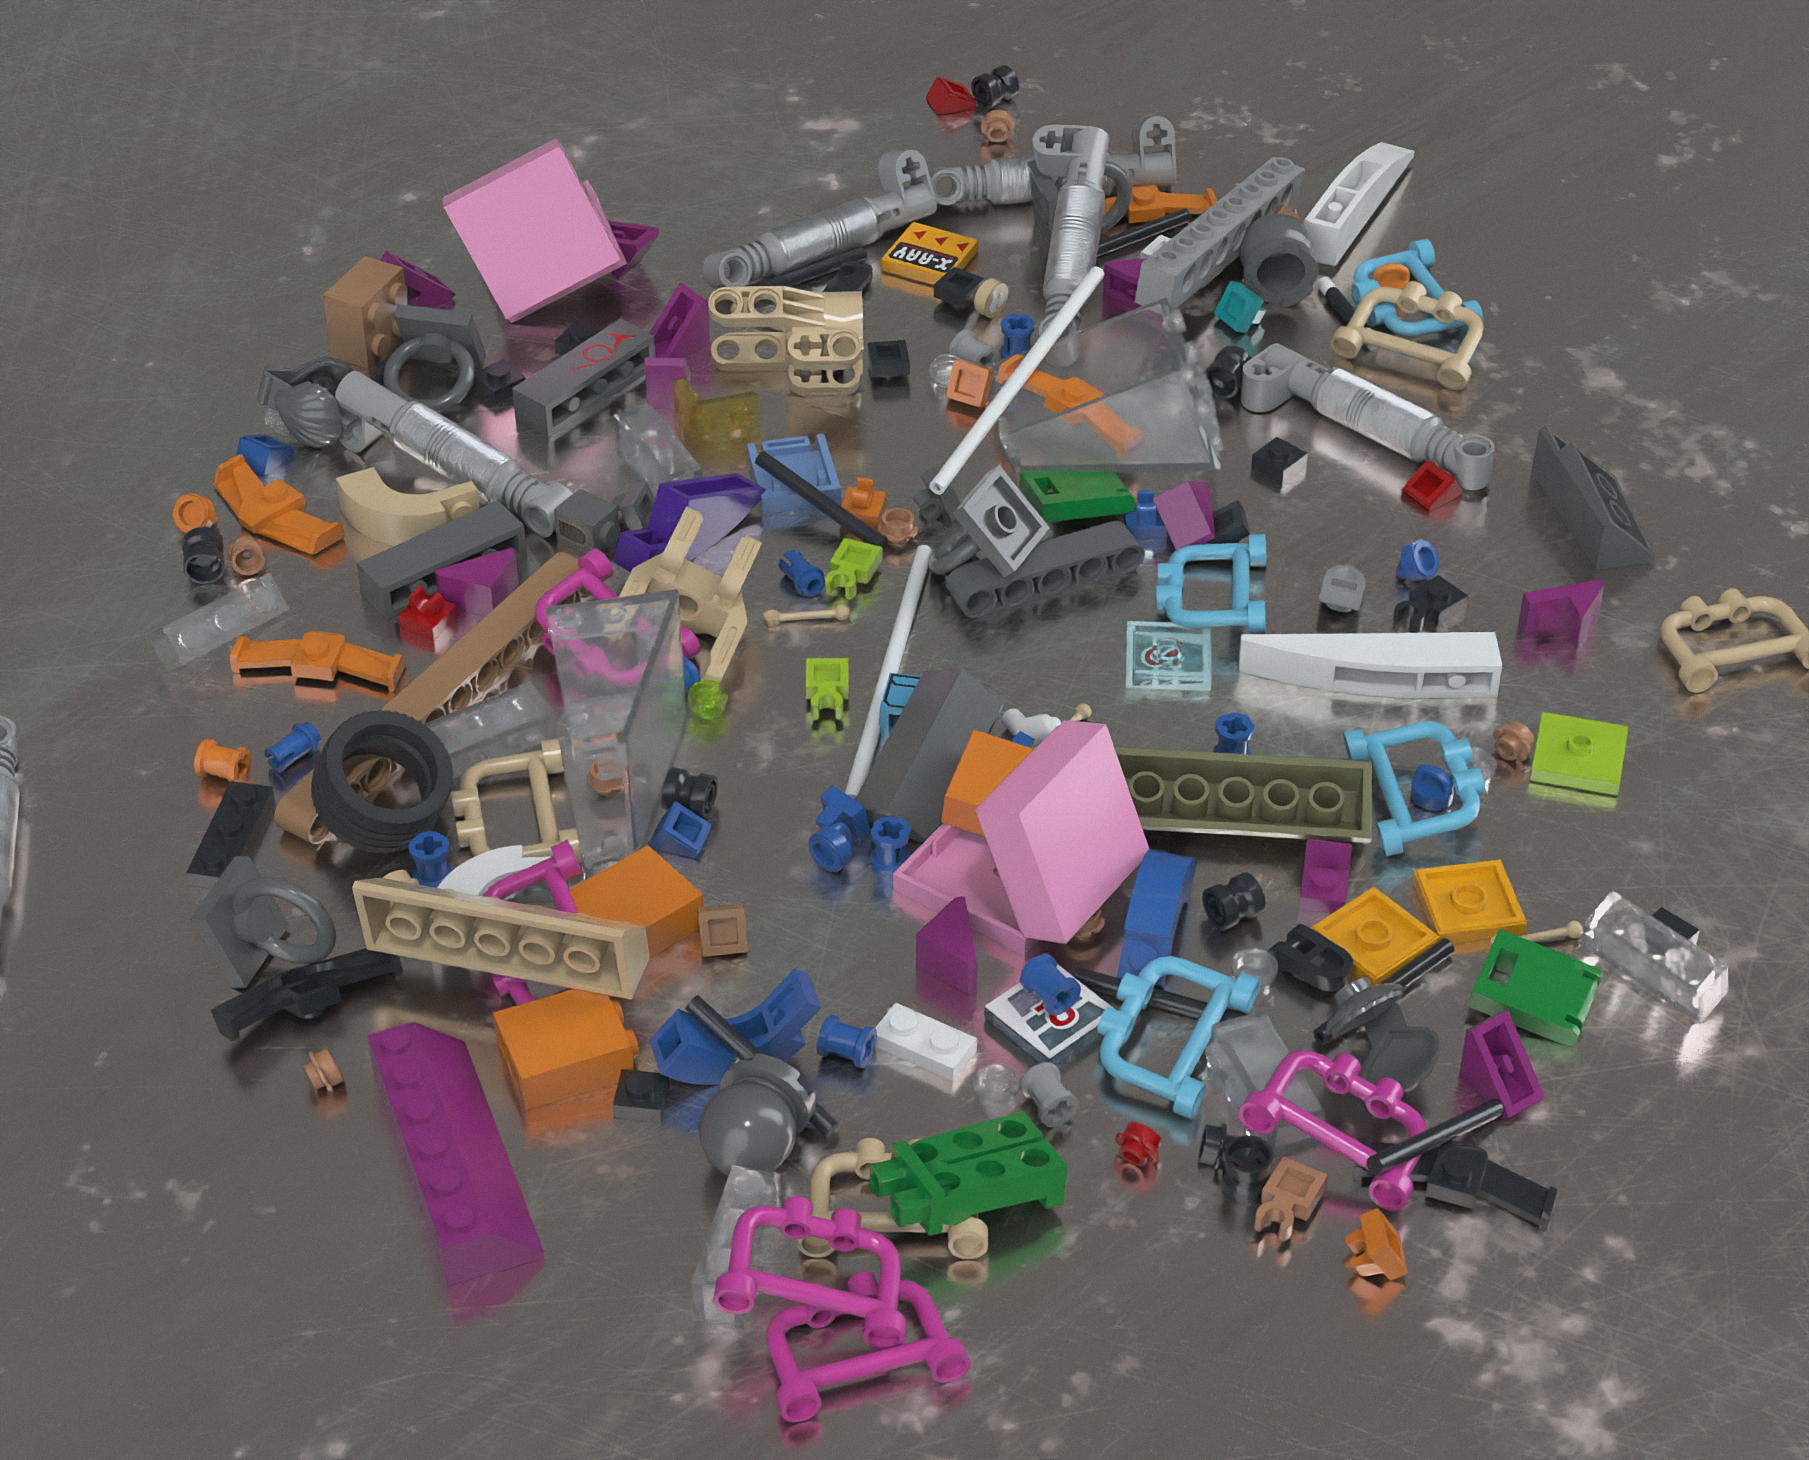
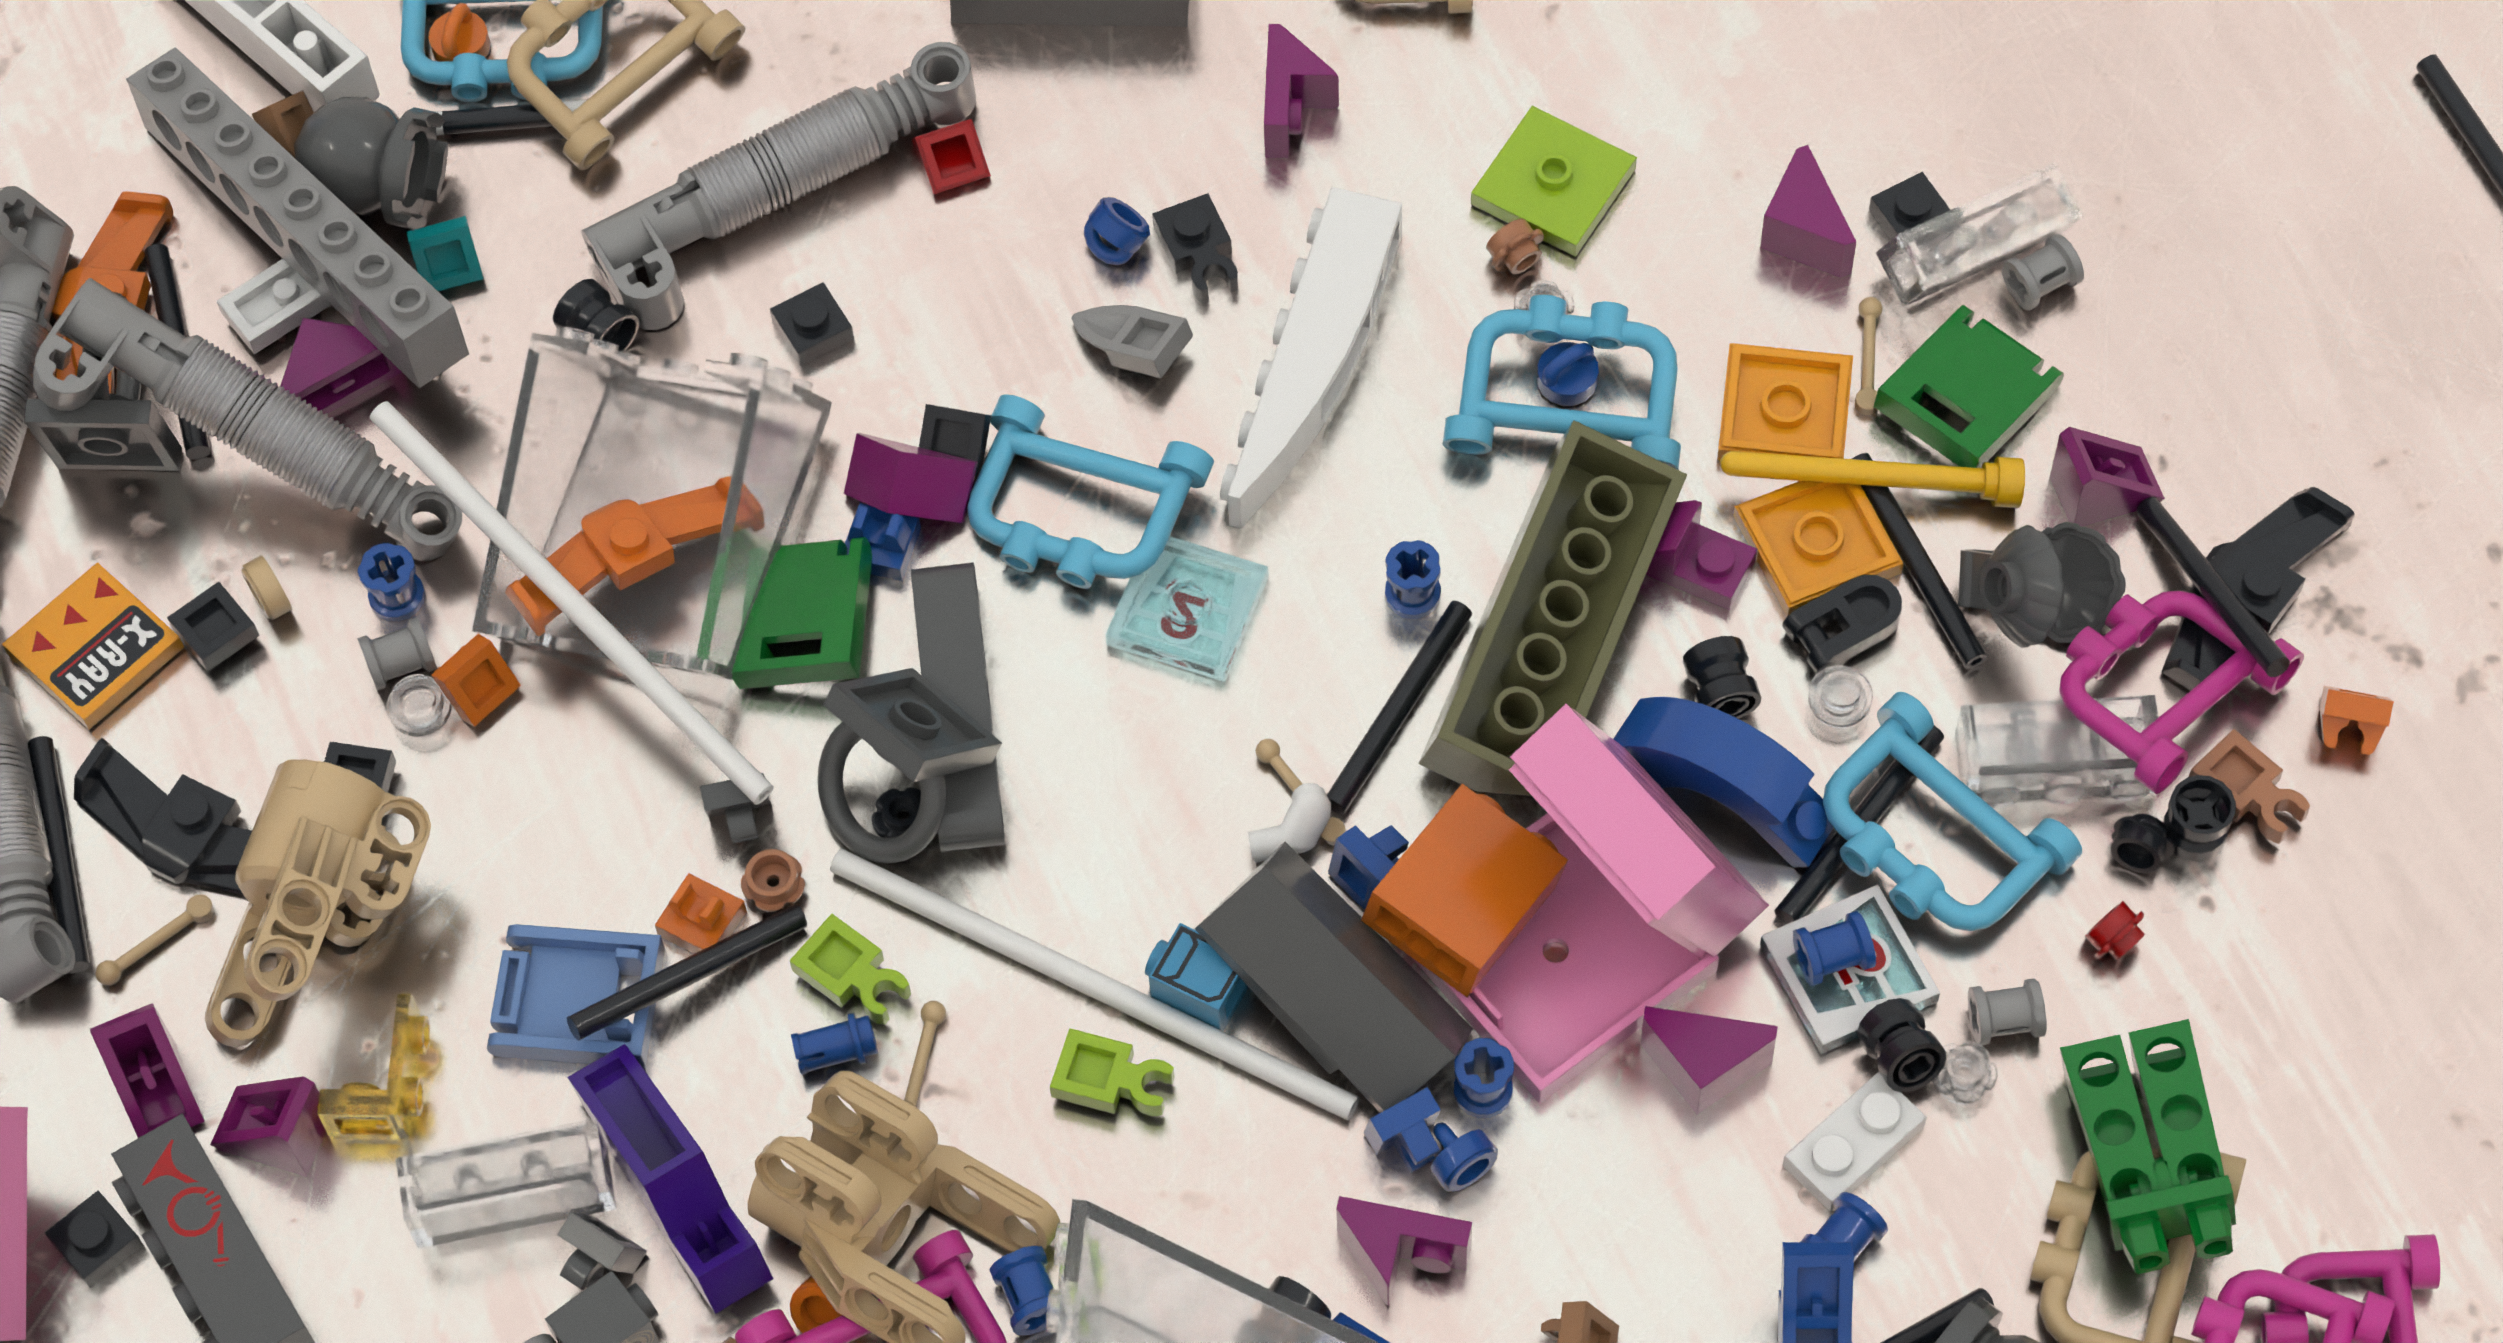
camera: 70 degrees left, 20 degrees up
(757, 828) = (1384, 1234): none -> magenta slope
(997, 1038) = (1904, 1049): none -> black wheel
(1463, 1010) = (1997, 481): none -> yellow piece
(1628, 868) = (1807, 221): none -> magenta slope
(1669, 1012) = (2042, 271): none -> light grey bush

